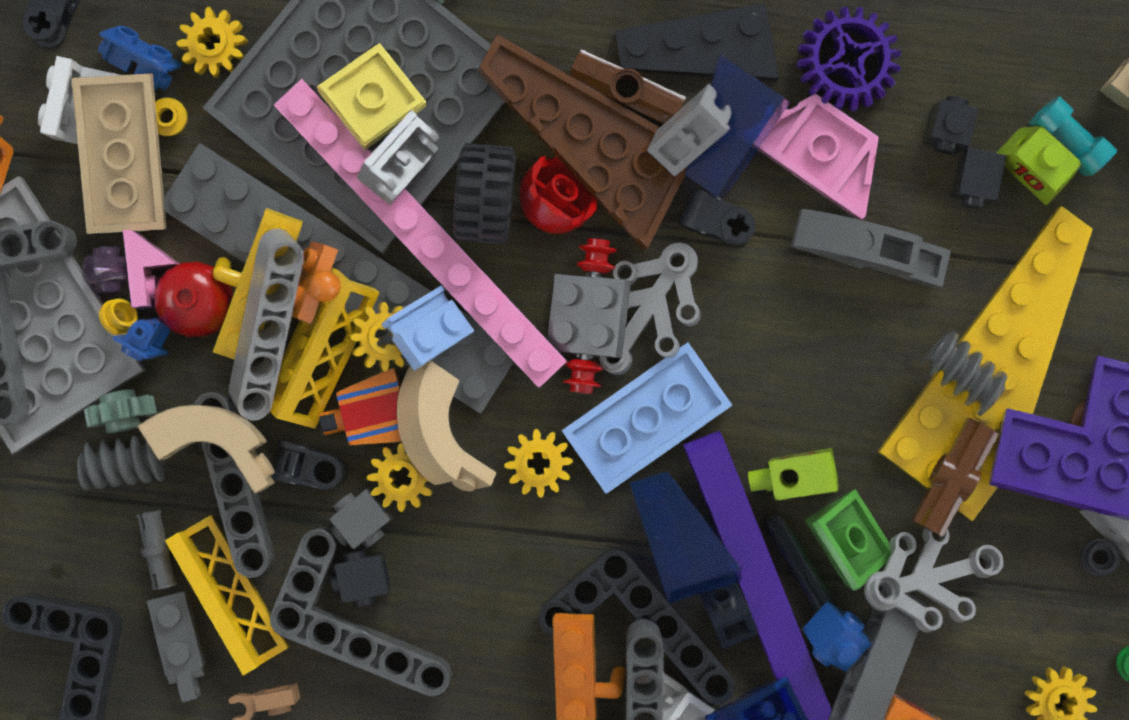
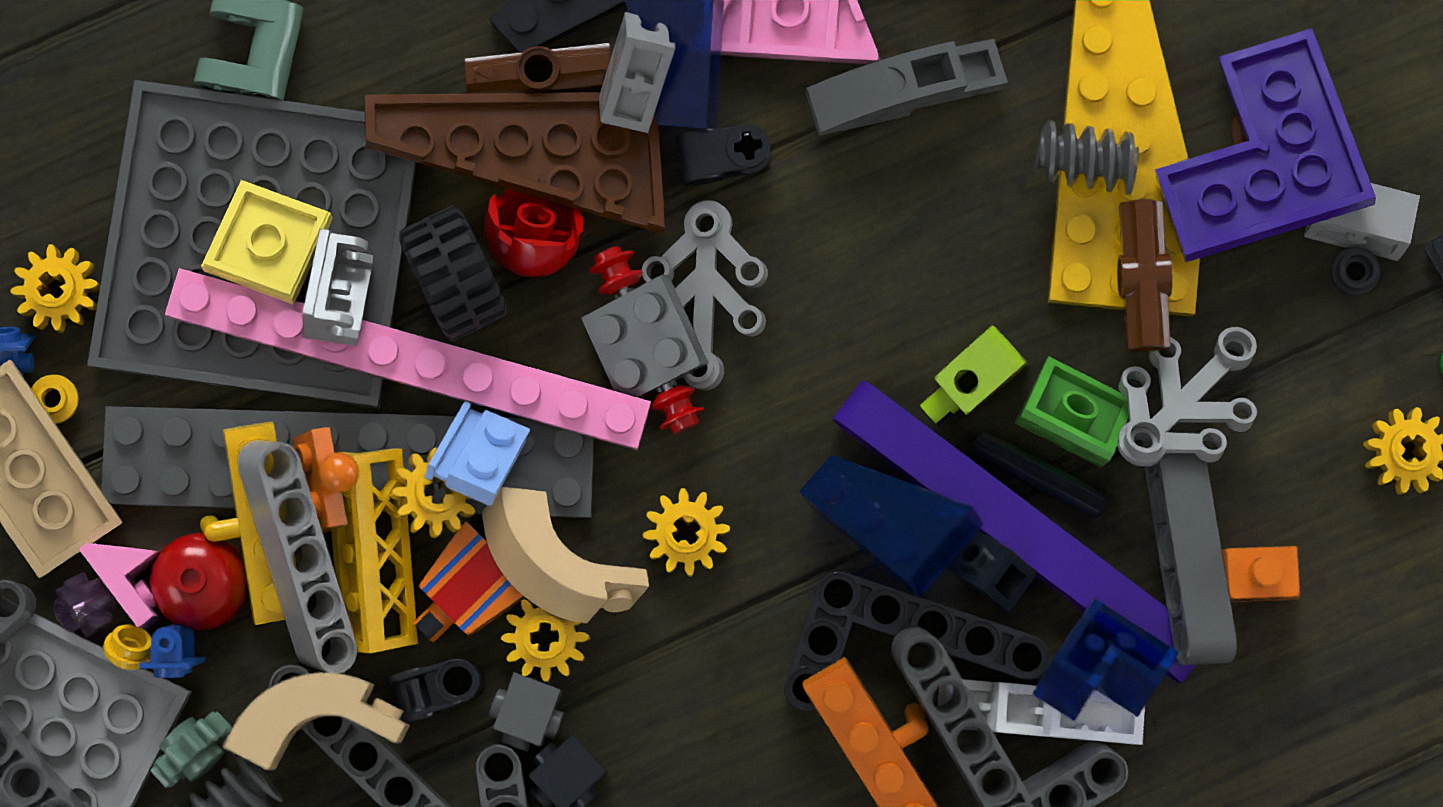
camera: 30 degrees left, 5 degrees down
(646, 418) = (774, 414): light blue plate -> none
(836, 637) = (1123, 525): blue brick -> none

